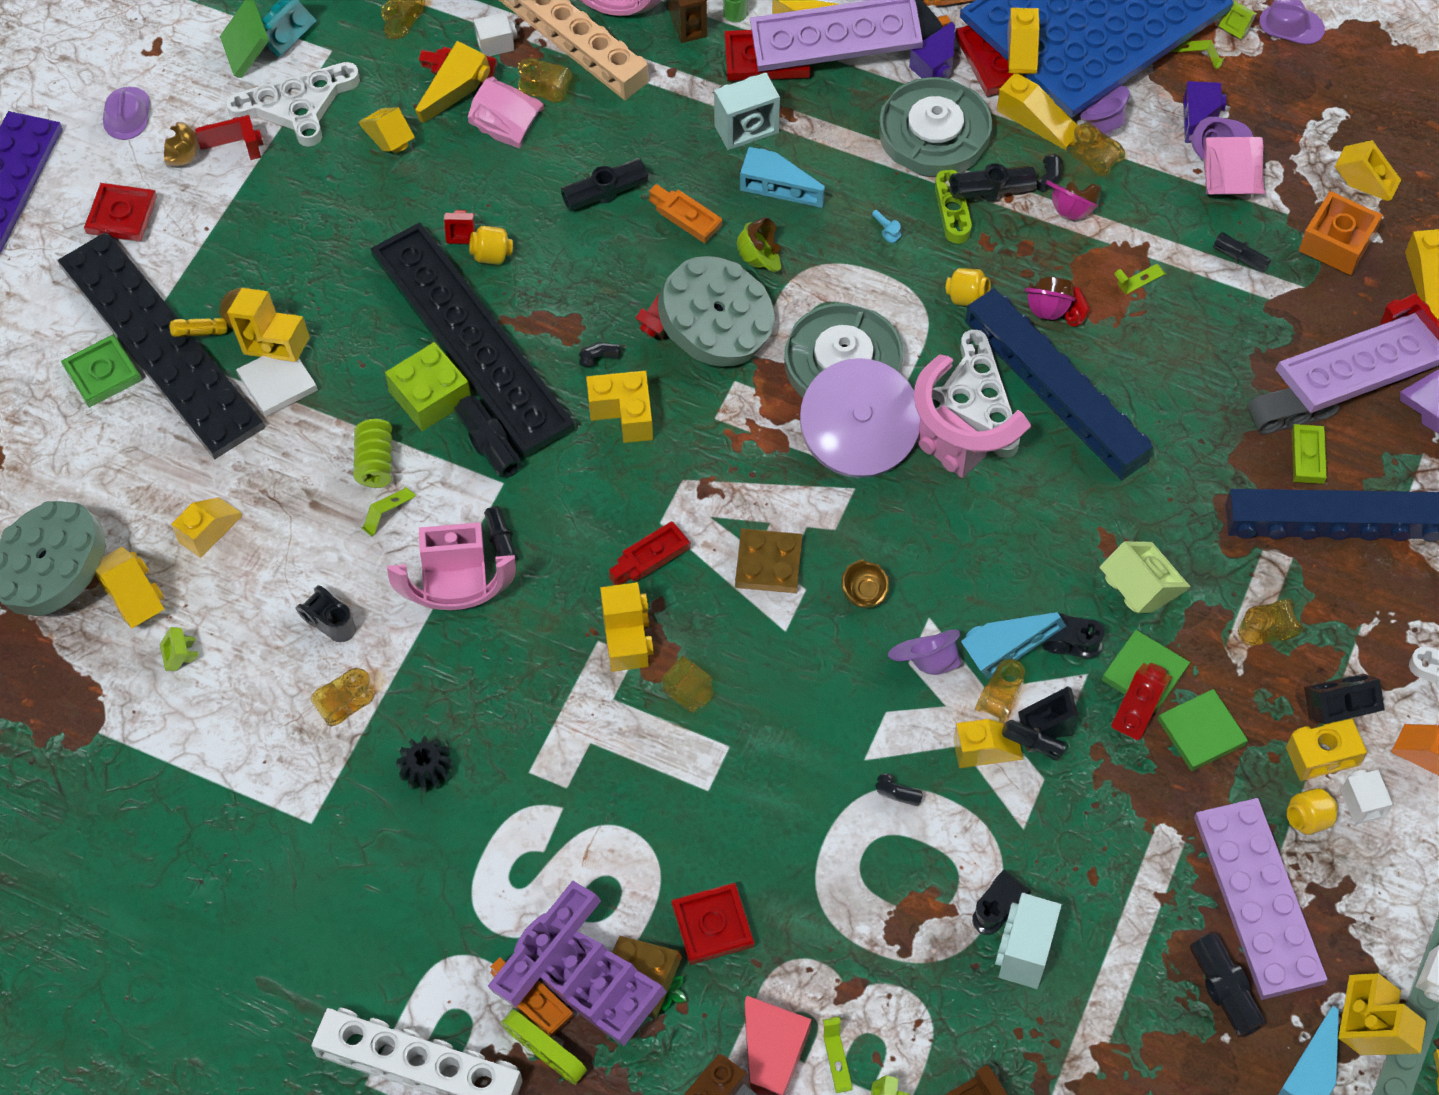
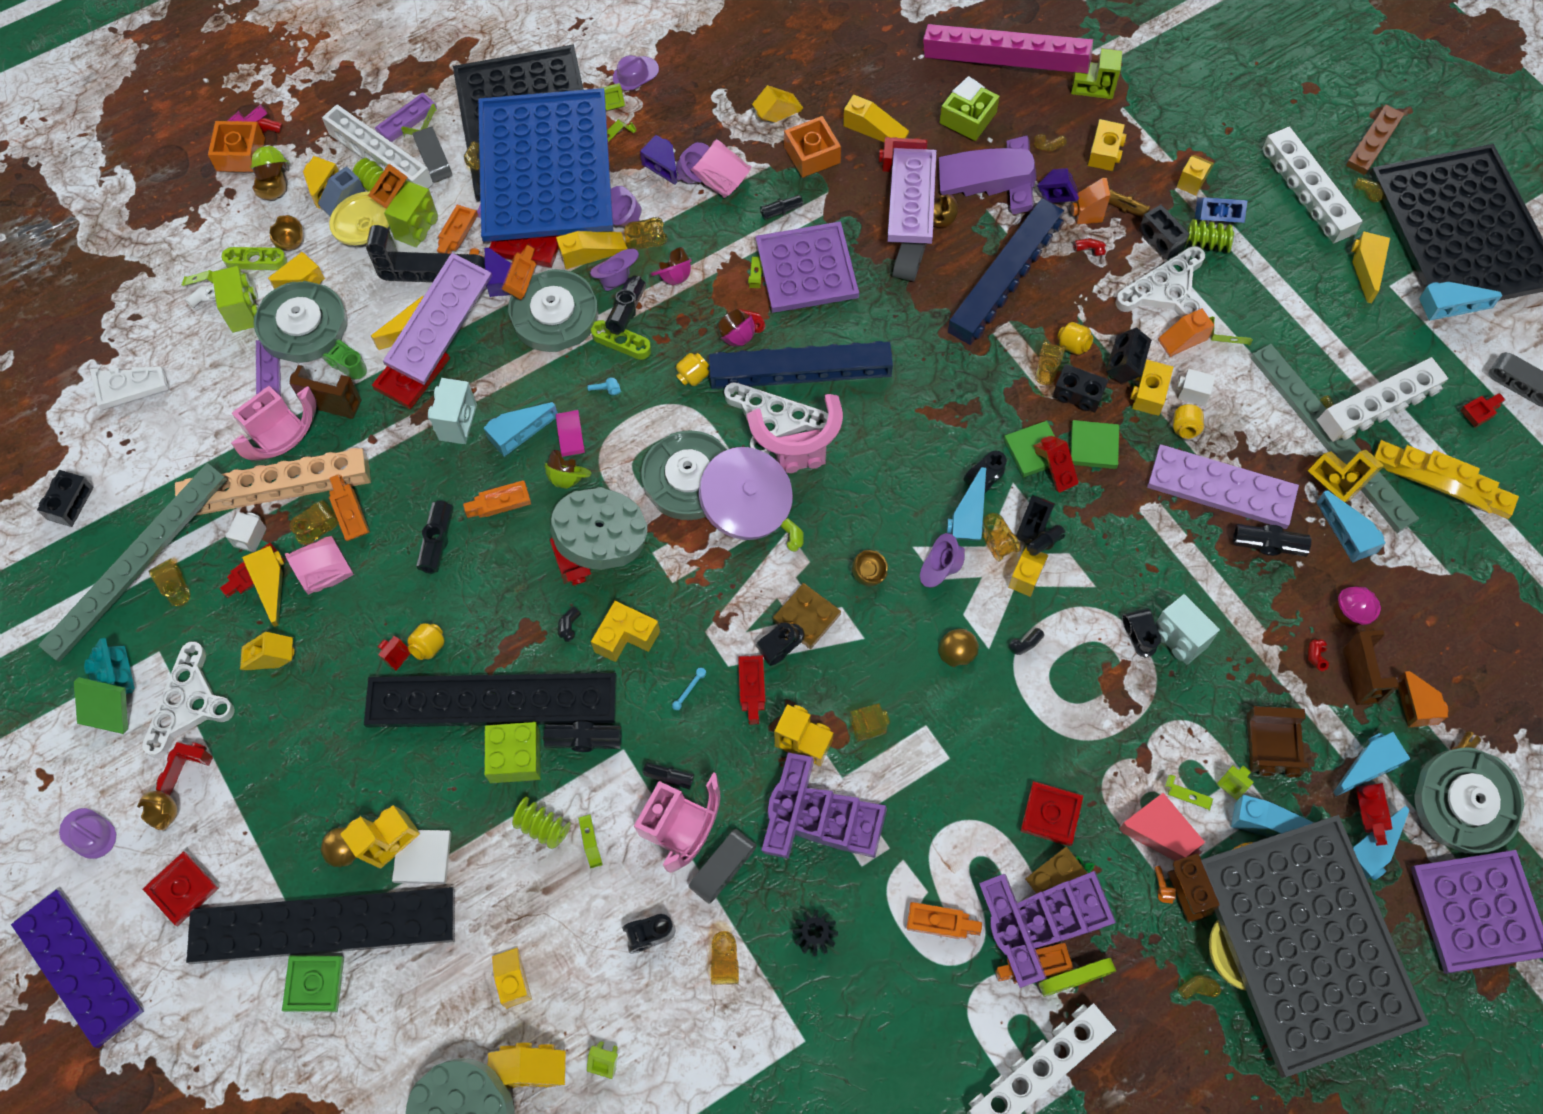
camera: 55 degrees left, 5 degrees up
(198, 327) = (336, 888): yellow axle -> none
(438, 639) = (722, 866): none -> dark grey beam
(516, 877) = (941, 921): none -> orange hinge
(551, 693) = (819, 815): none -> medium lavender slope
(577, 95) = (347, 509): none -> orange hinge
(633, 501) = (700, 673): none -> medium azure hinge
(715, 549) = (777, 644): none -> black piece
(806, 226) = (570, 433): none -> dark pink slope
(840, 726) = (958, 647): none -> pearl gold hair
(852, 496) = (796, 535): none -> lime arm
(946, 67) = (520, 273): none -> orange hinge
(1023, 40) = (540, 215): yellow slope -> none
(1026, 149) = (616, 269): none -> medium lavender piece
(1054, 171) = (643, 269): black arm -> none
(1143, 576) = (972, 408): yellowish green slope -> none
(1186, 319) = (806, 267): none -> medium lavender plate
(1267, 673) = (1082, 383): none -> black brick
(1308, 454) = (948, 265): lime plate -> none
(1322, 633) = (1075, 338): none -> yellow head
(1373, 409) = (945, 211): none -> pearl gold hair

